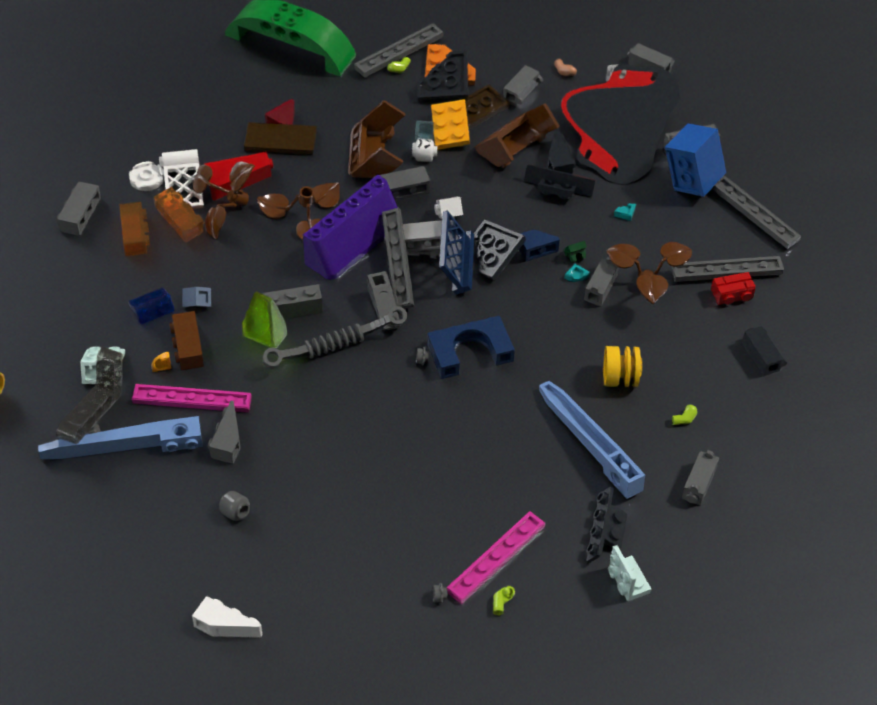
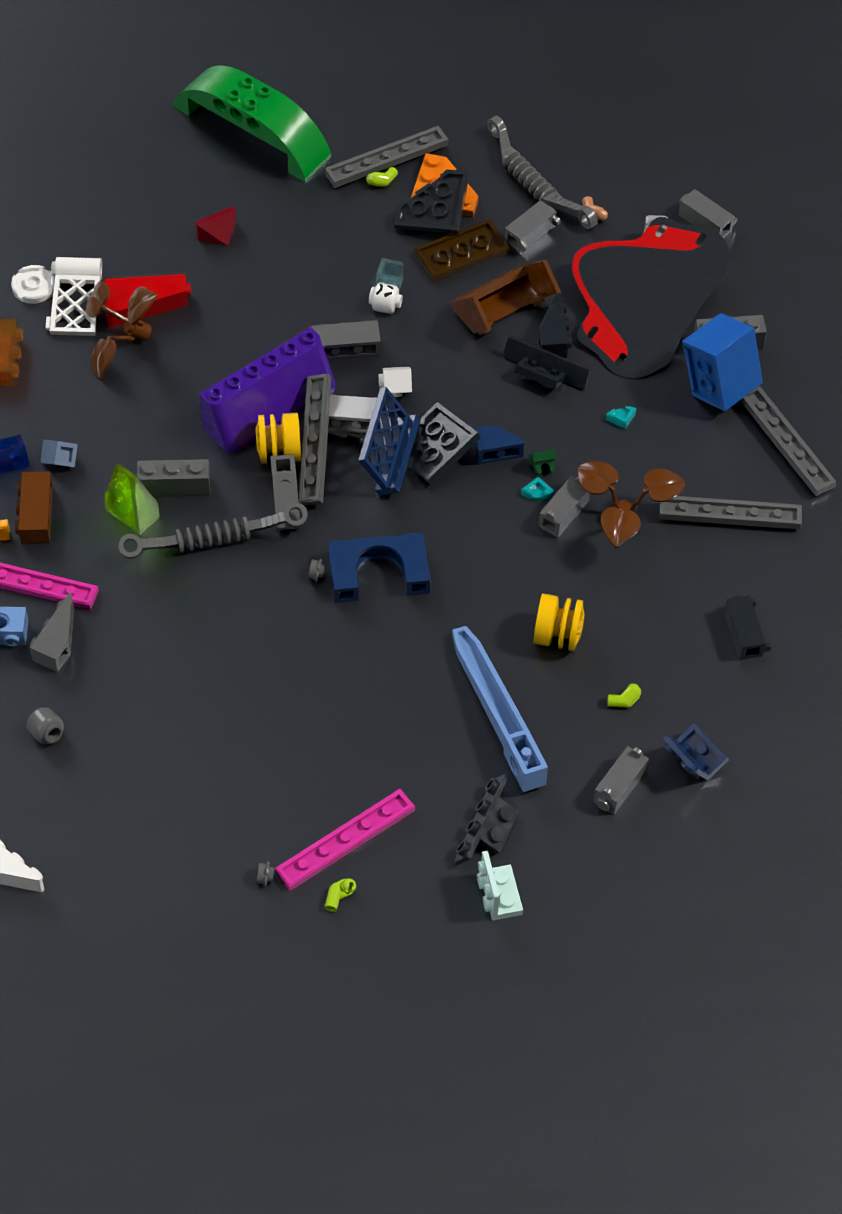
camera: 10 degrees right, 5 degrees up
(179, 214) = (60, 341): clear orange brick -> none
(276, 204) = (183, 344): reddish brown plant -> none
(280, 138) = (209, 256): dark brown tile -> none
(368, 141) = (317, 279): reddish brown windscreen -> none
(370, 261) = (279, 437): none -> yellow wheel
(450, 124) = (426, 267): light orange plate -> none
(514, 52) = (532, 179): none -> dark grey piece
(733, 288) = (730, 539): red brick -> none
(755, 447) = (697, 751): none -> dark blue bracket

